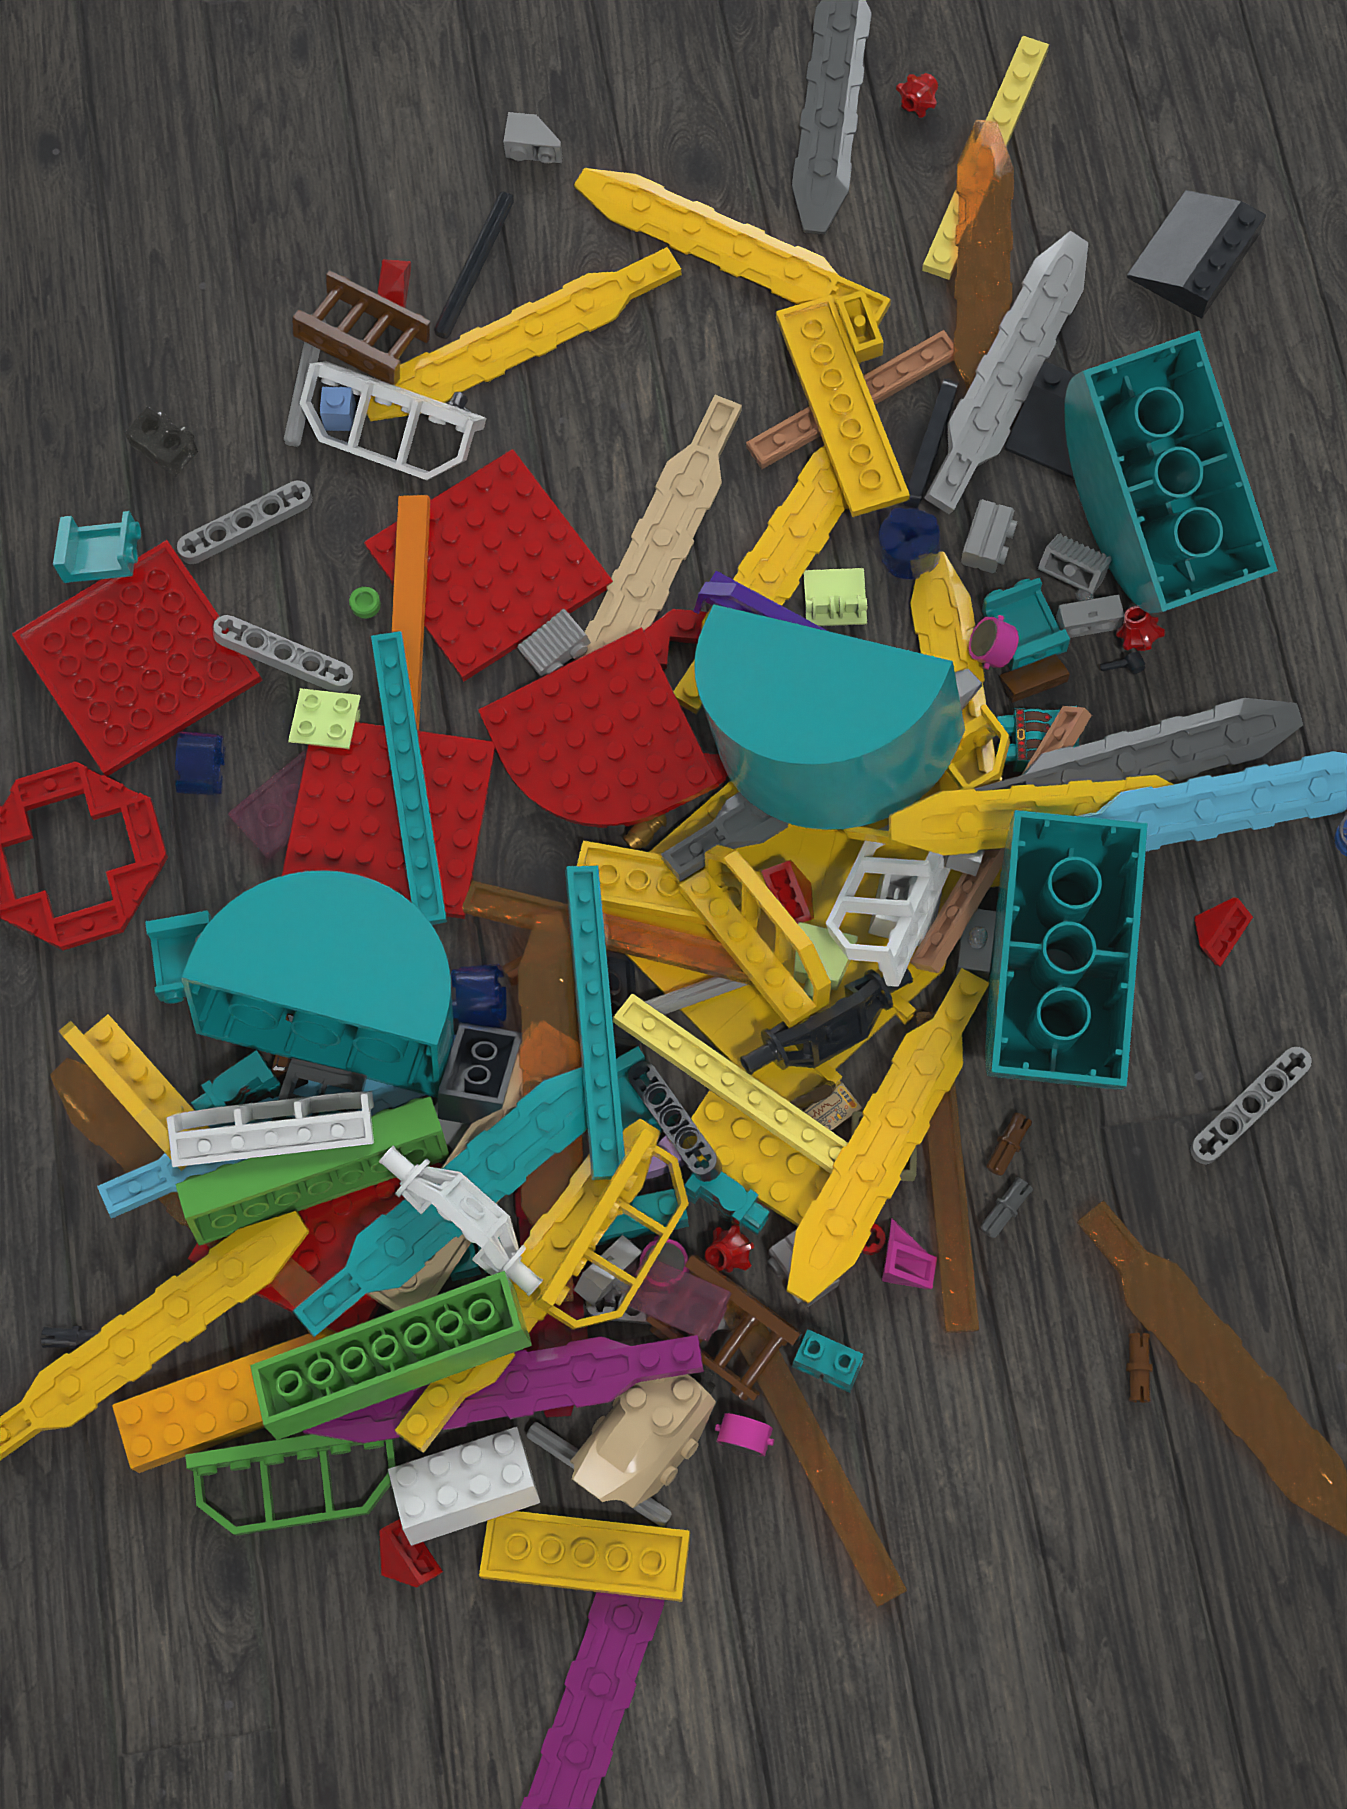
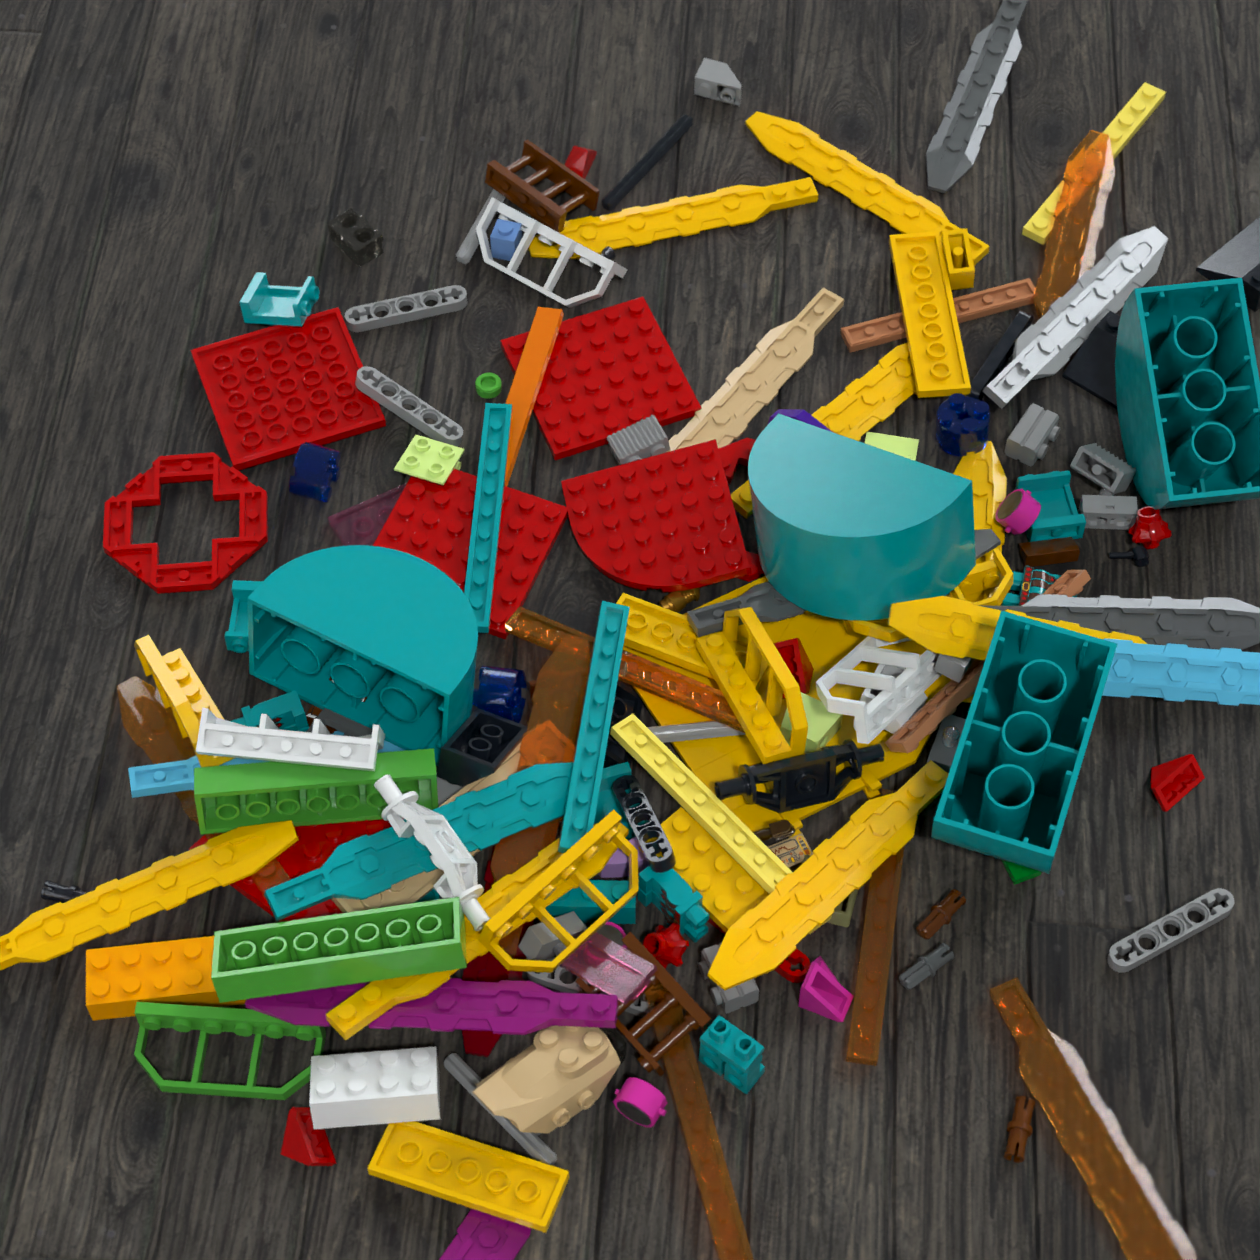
camera: 10 degrees right, 15 degrees down
(918, 93) = (1047, 106): red rock -> none

